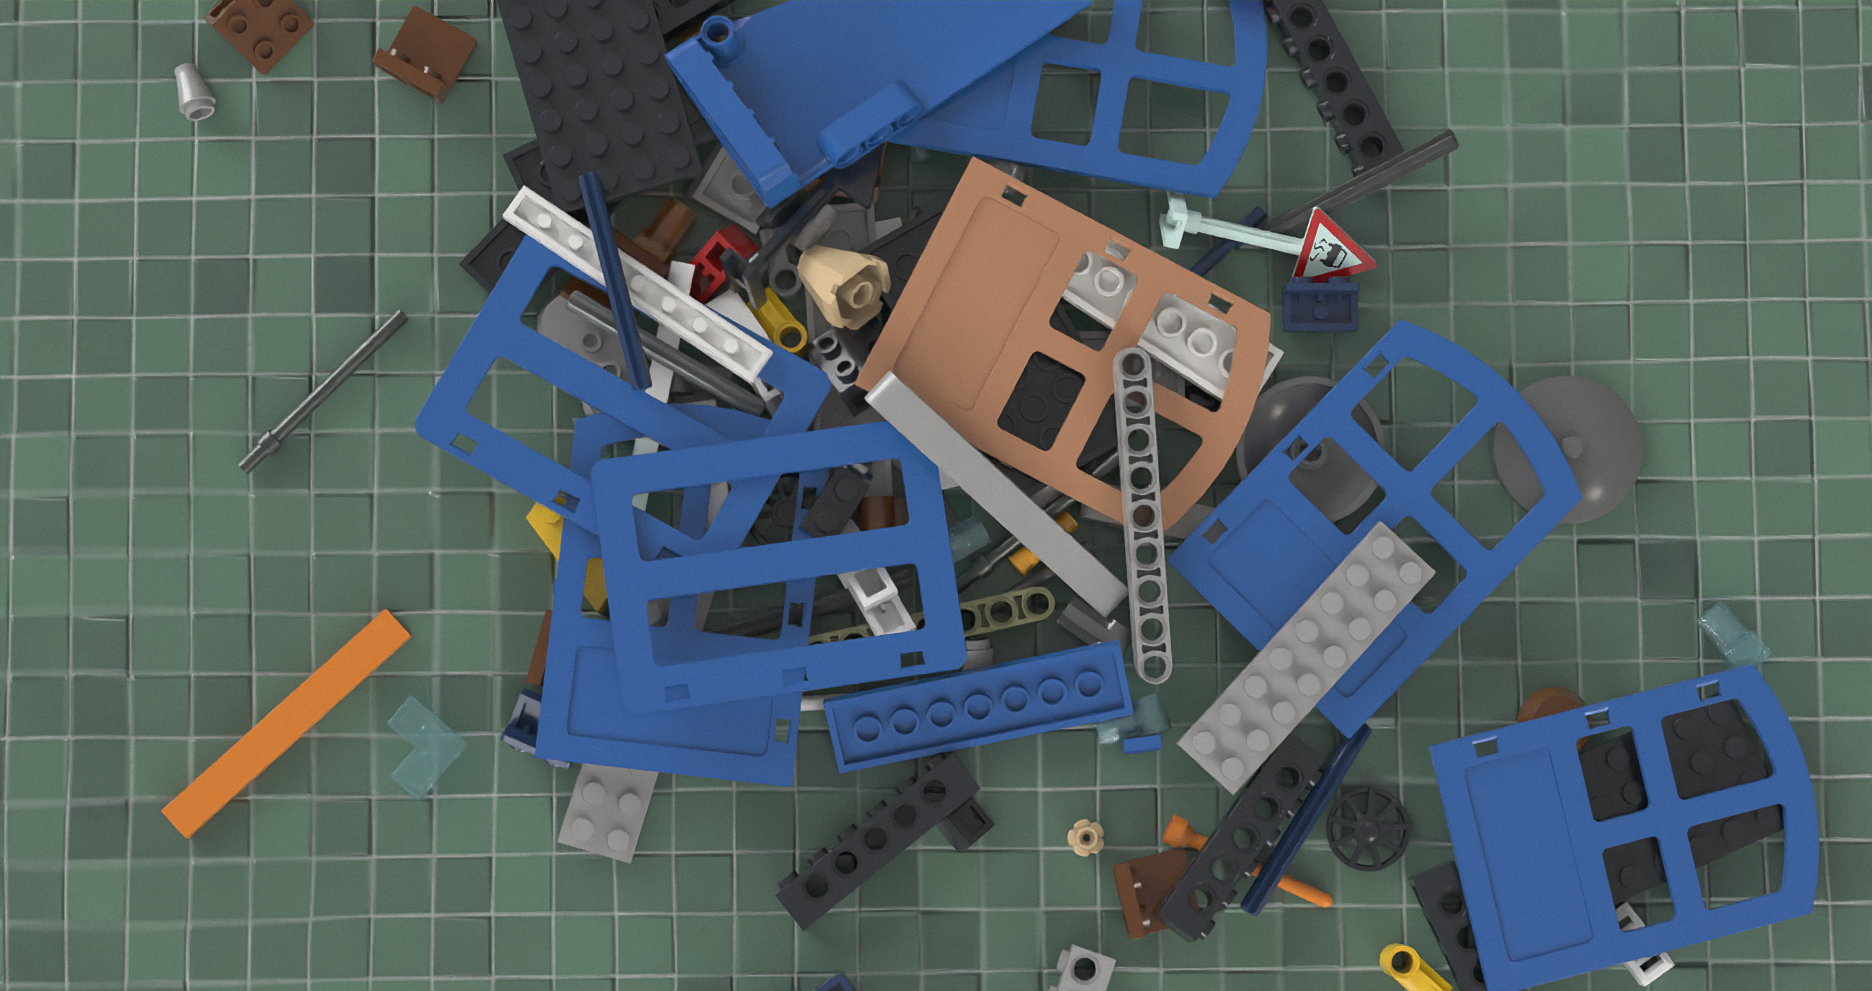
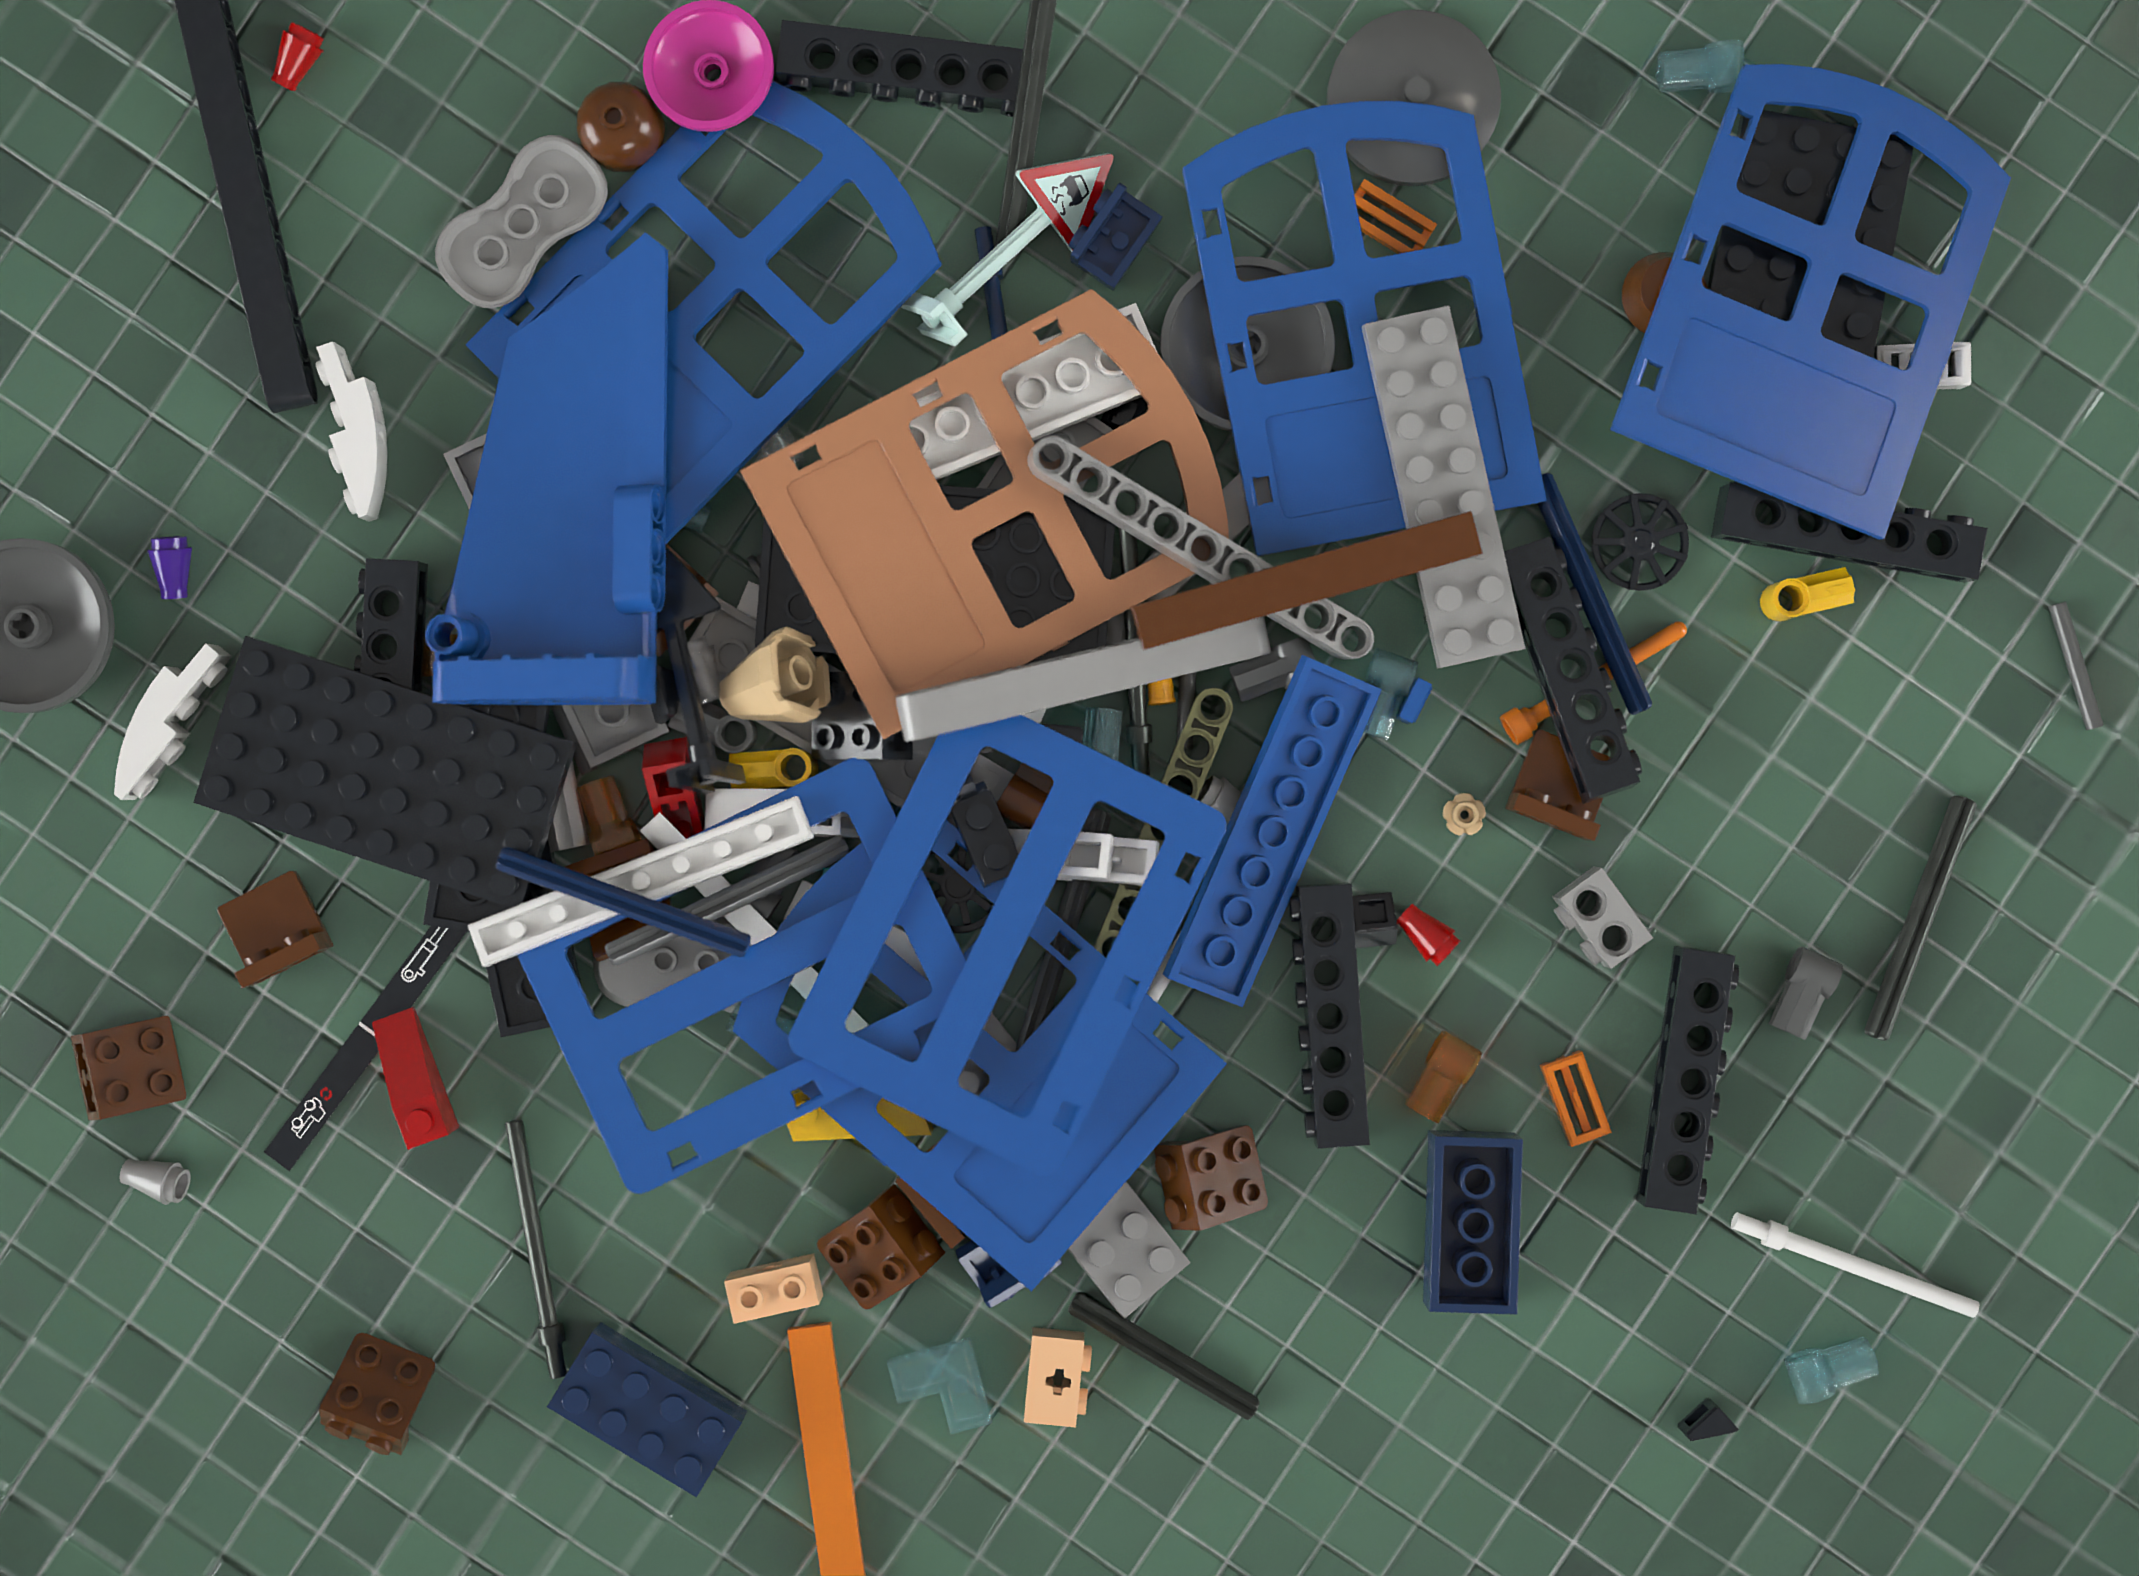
camera: 50 degrees left, 5 degrees up
(143, 349) = (376, 1394): none -> reddish brown bracket
(262, 547) = (647, 1409): none -> dark blue brick
(386, 223) = (413, 1079): none -> red slope
(387, 172) = (361, 1046): none -> black sticker
(410, 577) = (773, 1288): none -> light nougat brick
(489, 634) = (881, 1248): none -> reddish brown bracket
(494, 804) = (1052, 1403): none -> light nougat brick
(549, 891) = (1164, 1355): none -> pearl dark grey axle
(641, 208) = (568, 824): none -> light grey axle
(701, 836) = (1211, 1179): none -> reddish brown bracket
(897, 951) = (1447, 1067): none -> clear orange piece
(982, 873) = (1429, 935): none -> red cone
(1172, 603) = (1306, 580): none -> reddish brown tile
(1470, 523) = (1398, 207): none -> orange tile

